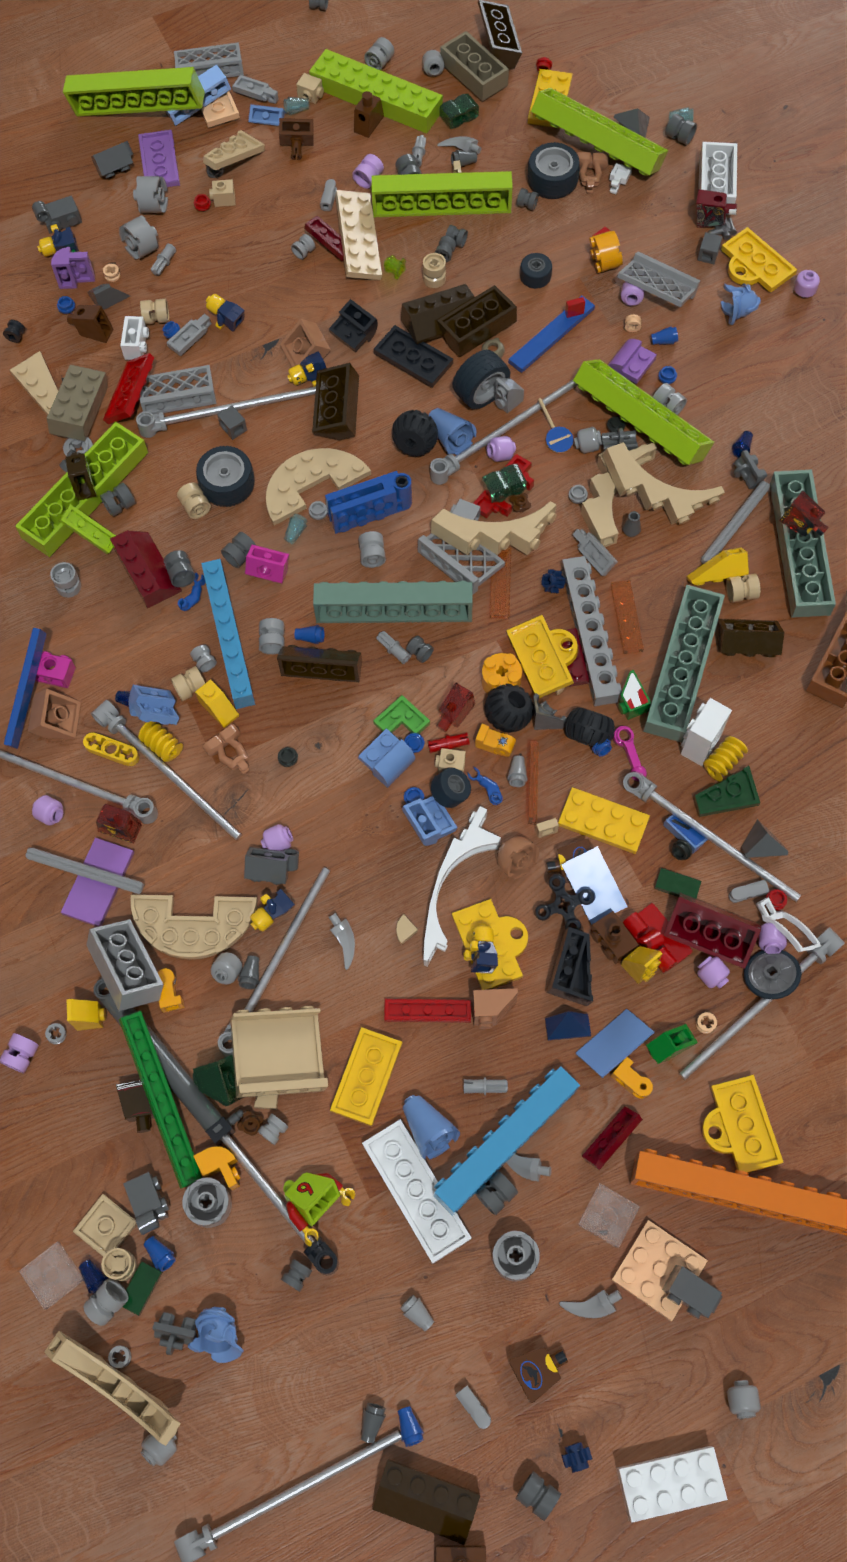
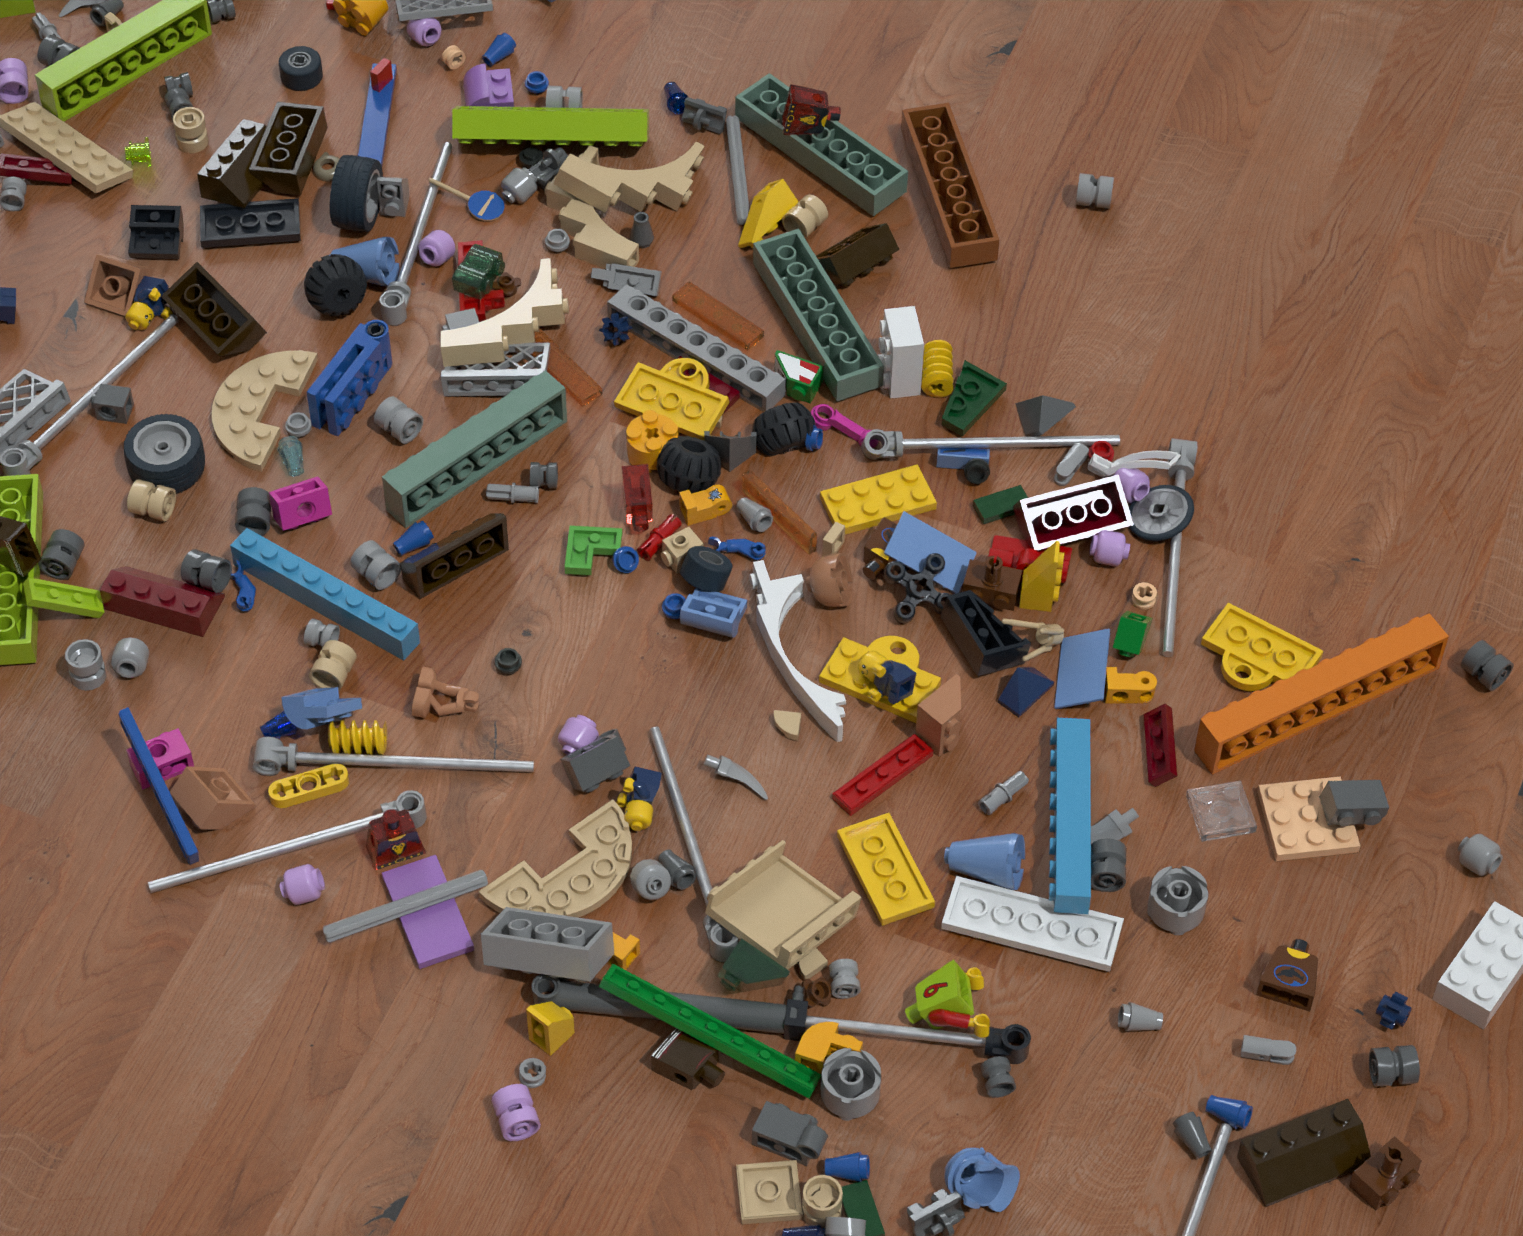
camera: 45 degrees left, 15 degrees down
(93, 593) = (130, 657): none -> light grey head
(216, 703) = (381, 664): yellow slope -> none
(387, 757) = (614, 588): medium blue brick -> none
(595, 1307) = (1286, 889): light grey bar -> none
(613, 1001) = (1046, 635): none -> tan plant

